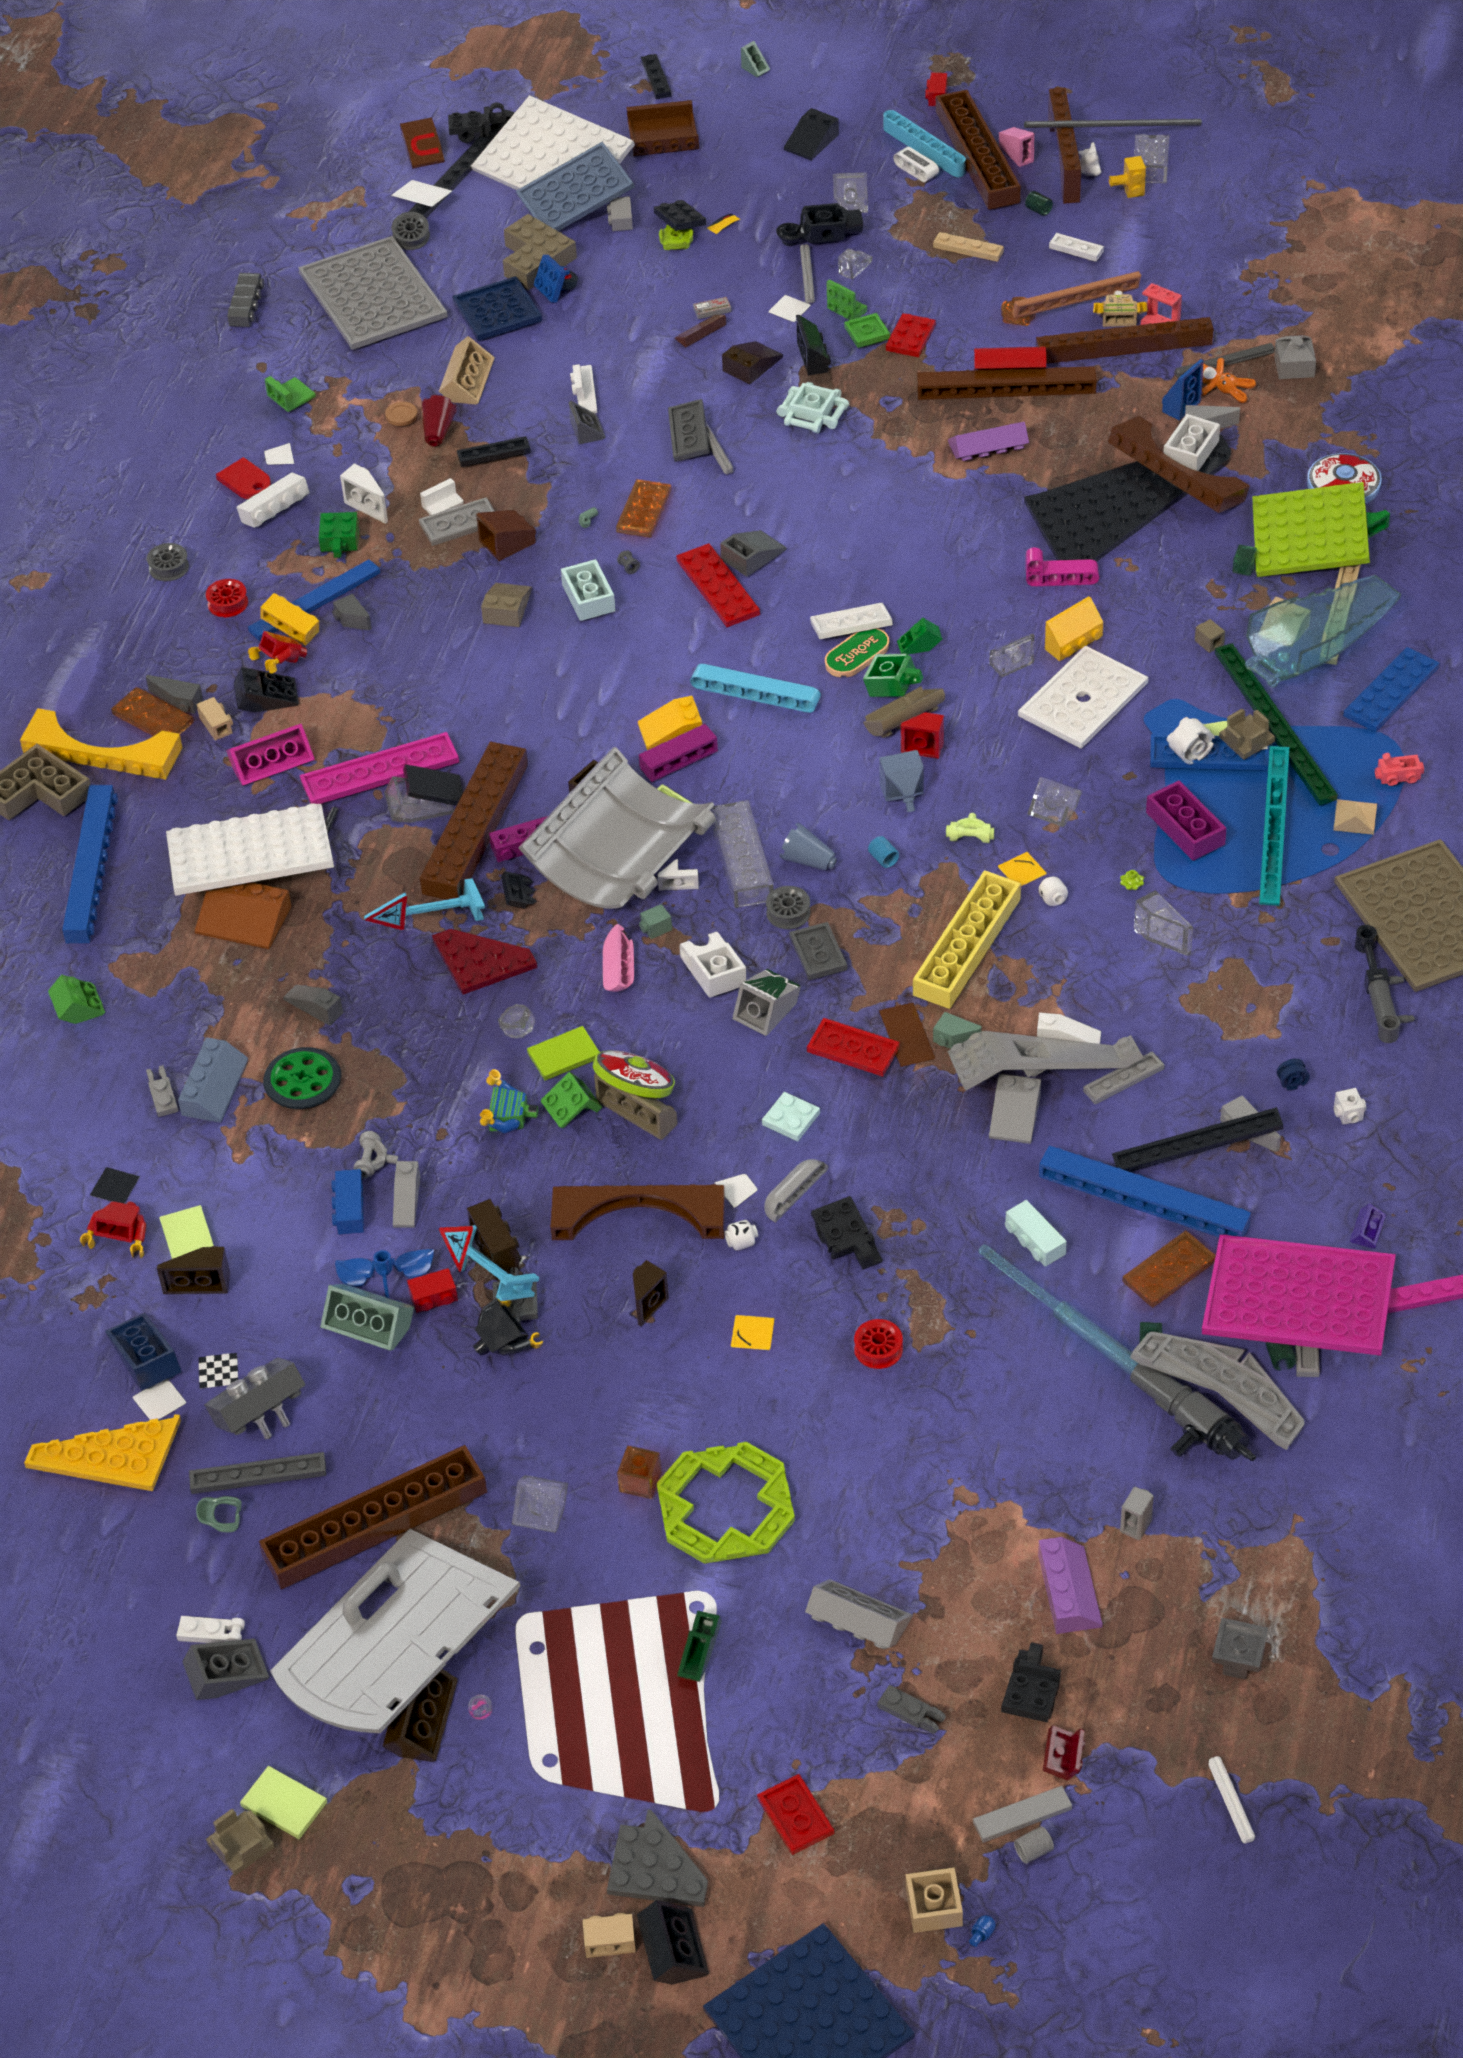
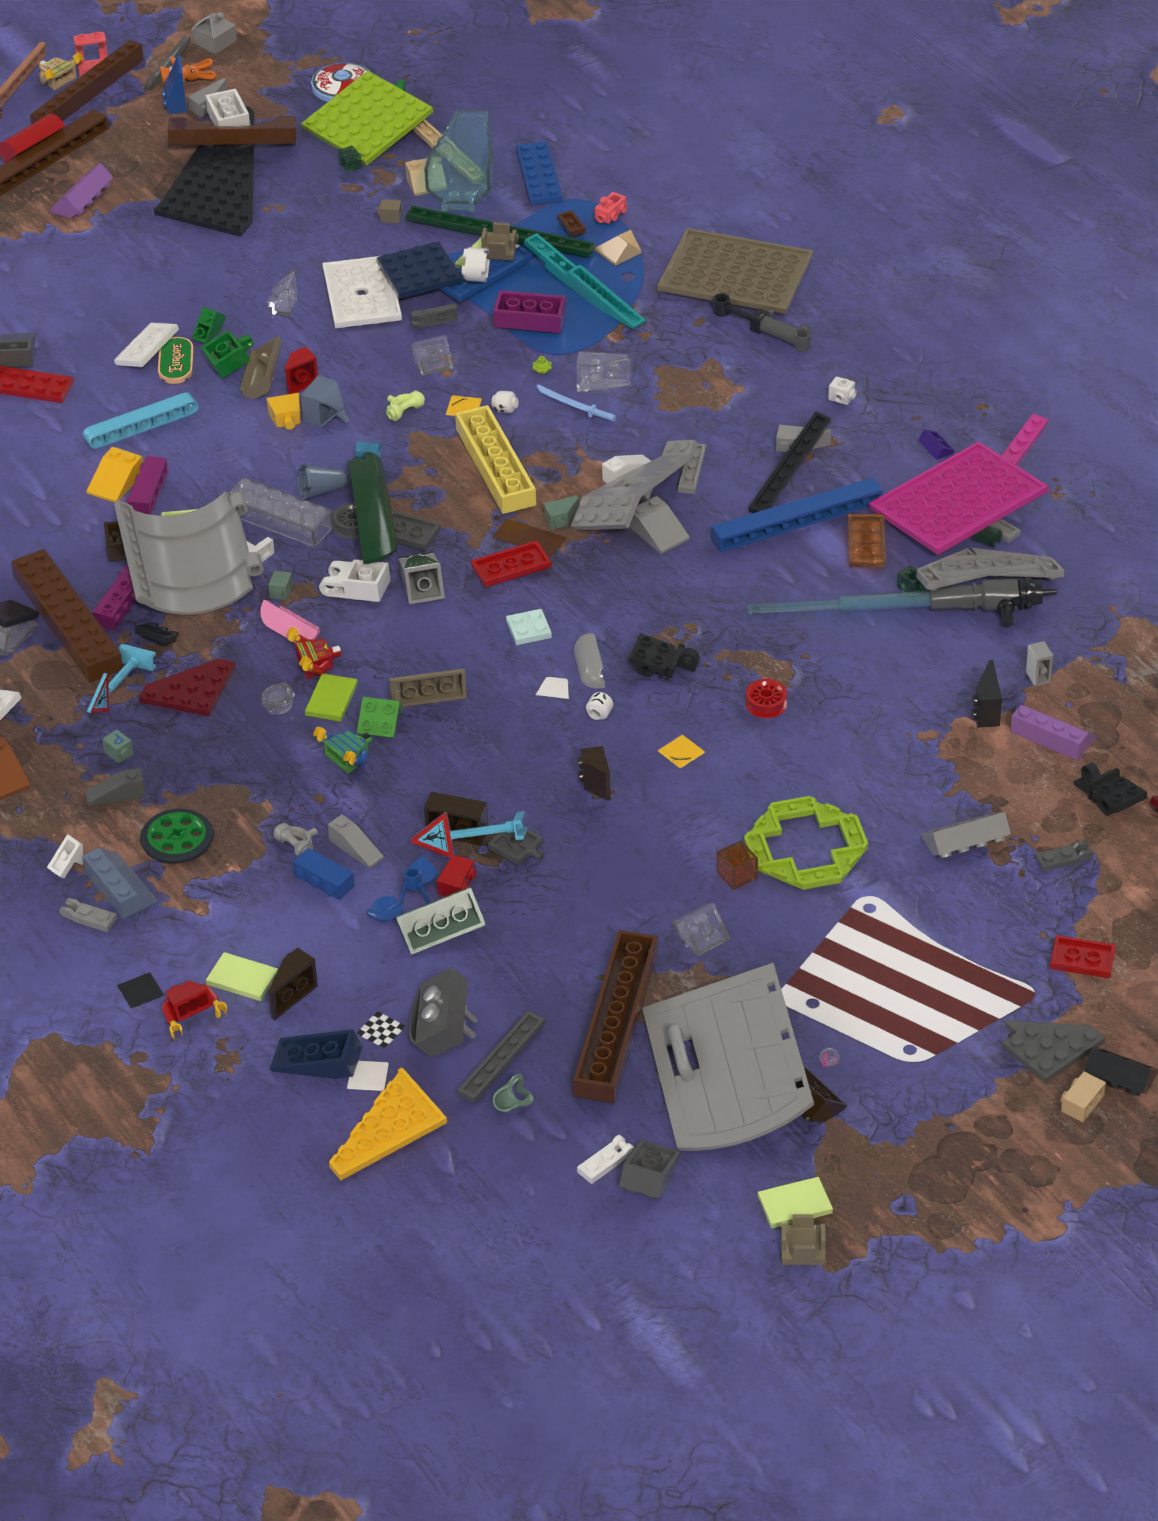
camera: 50 degrees left, 5 degrees down
(202, 1028) = (68, 853): none -> white slope
(361, 965) = (117, 746): none -> sand green brick
(502, 1331) = (537, 860): black torso -> none
(579, 1205) = (549, 709): reddish brown arch -> none
(594, 1005) = (313, 655): none -> red torso
(633, 1074) = (406, 666): dish -> none
(699, 1646) = (906, 920): dark green slope -> none
(803, 905) = (372, 508): none -> dark green slope
(867, 763) = (285, 410): none -> yellow torso
(1035, 1233) = (767, 577): light aqua brick -> none
(1048, 1503) = (987, 699): none -> black slope
(1059, 572) = (234, 240): dark pink beam -> none
(1073, 629) = (305, 257): yellow slope -> none
(1109, 765) = (434, 316): none -> dark grey hinge
(1115, 954) = (591, 410): none -> light blue sword
(1148, 709) = (419, 269): none -> dark blue plate
(1293, 1074) = (787, 396): dark blue wheel -> none
(1346, 760) = (571, 223): none -> reddish brown plate

